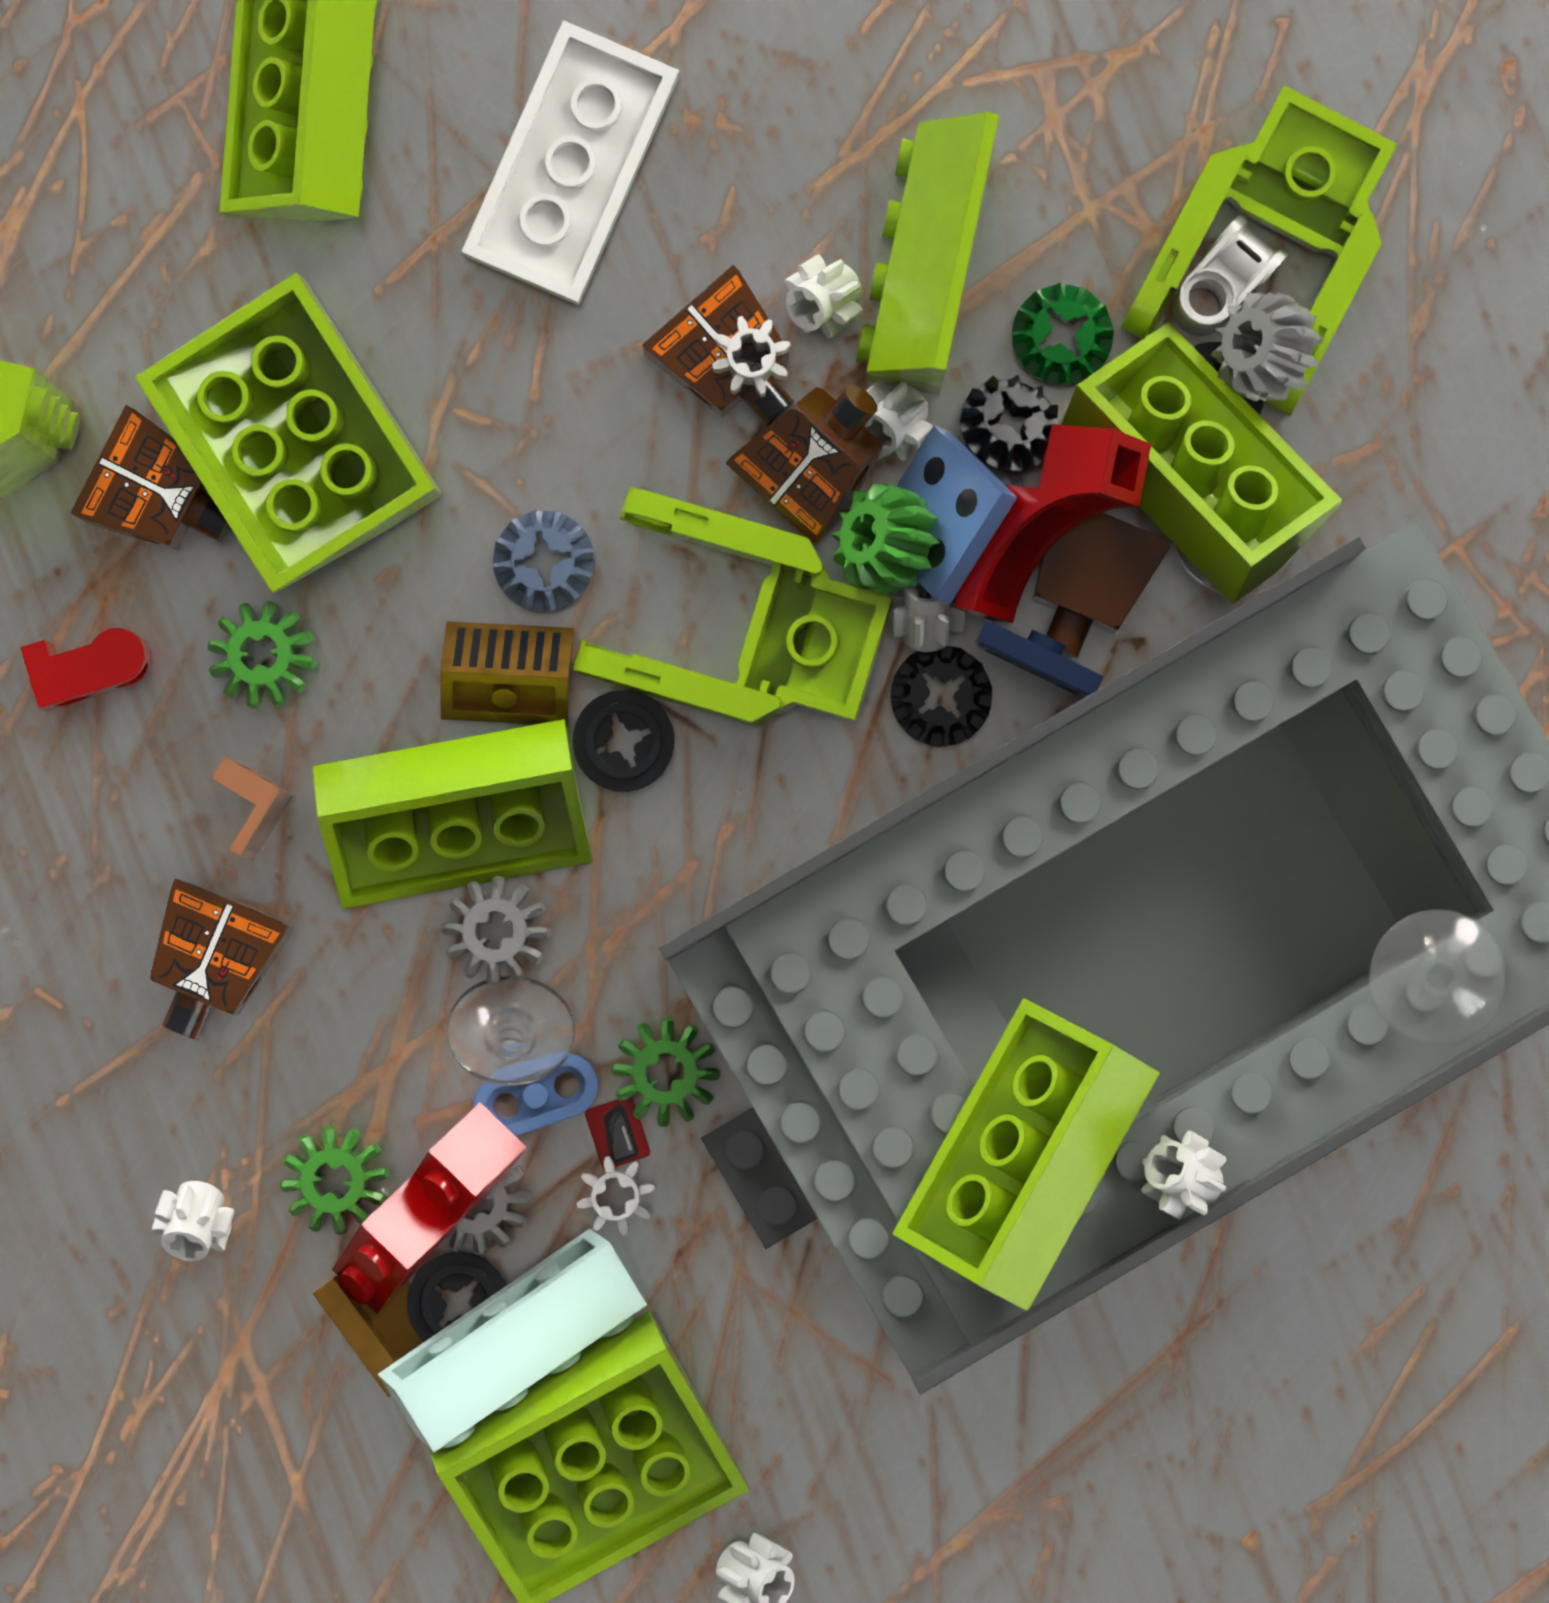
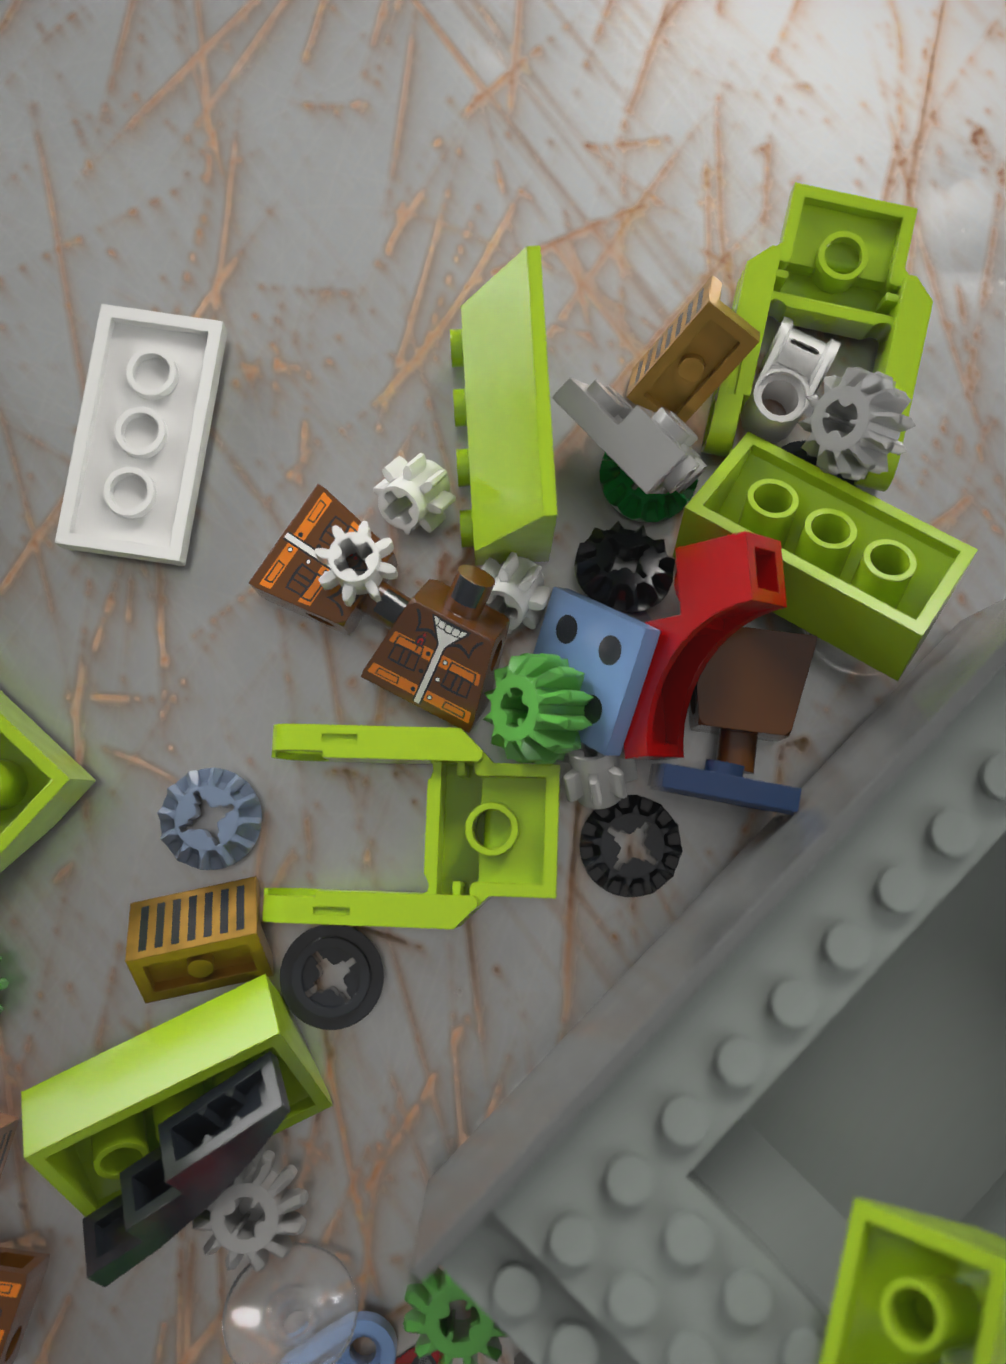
camera: 20 degrees left, 5 degrees down
(469, 863) = (196, 1161): none -> black slope
(1054, 320) = (643, 443): none -> light grey plate
(1126, 237) = (692, 355): none -> pearl gold panel

